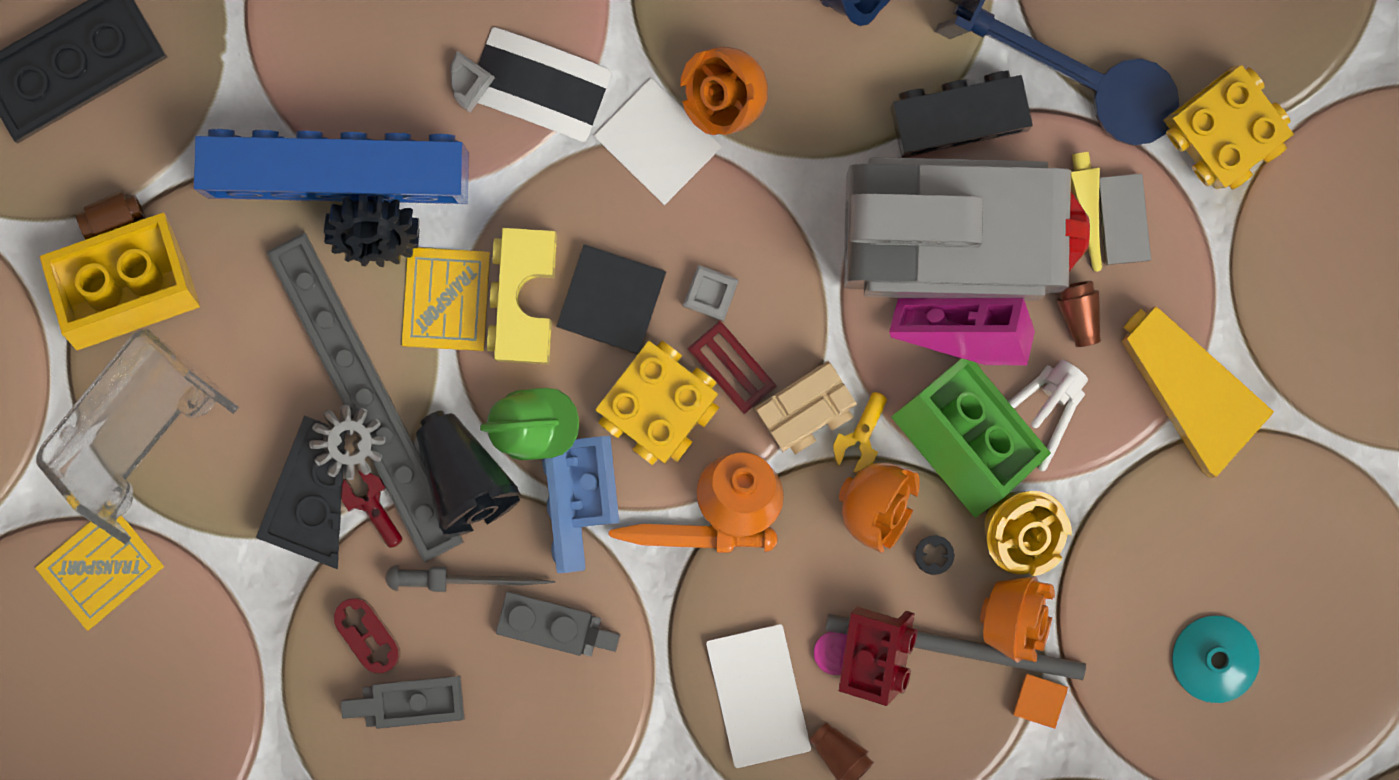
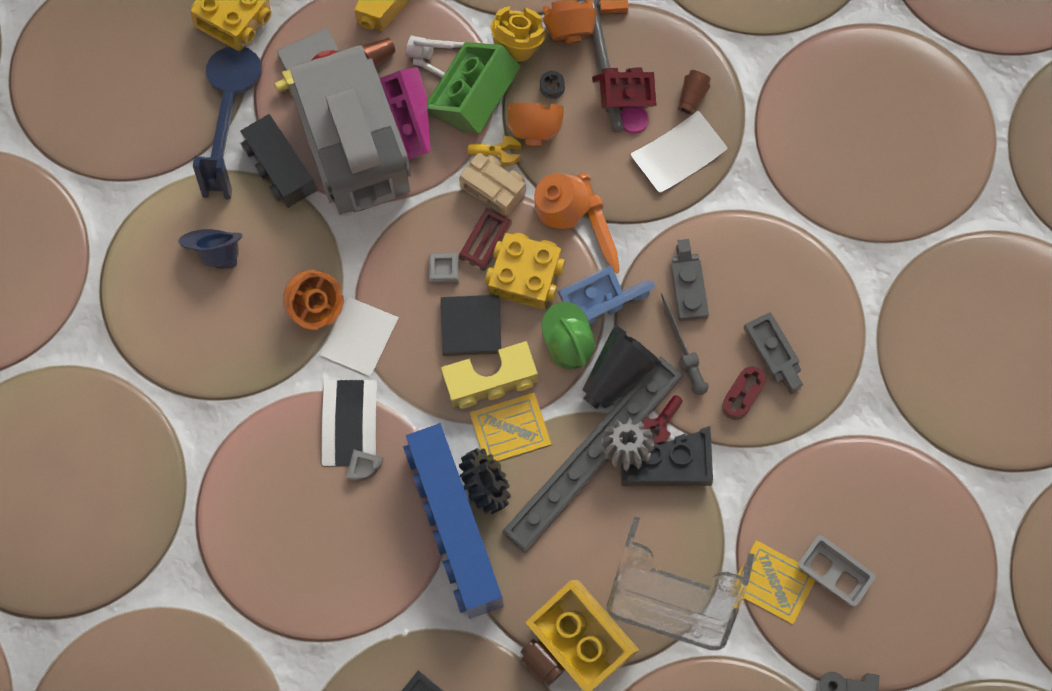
camera: 110 degrees left, 15 degrees down
(85, 662) = (841, 563): none -> light grey piece

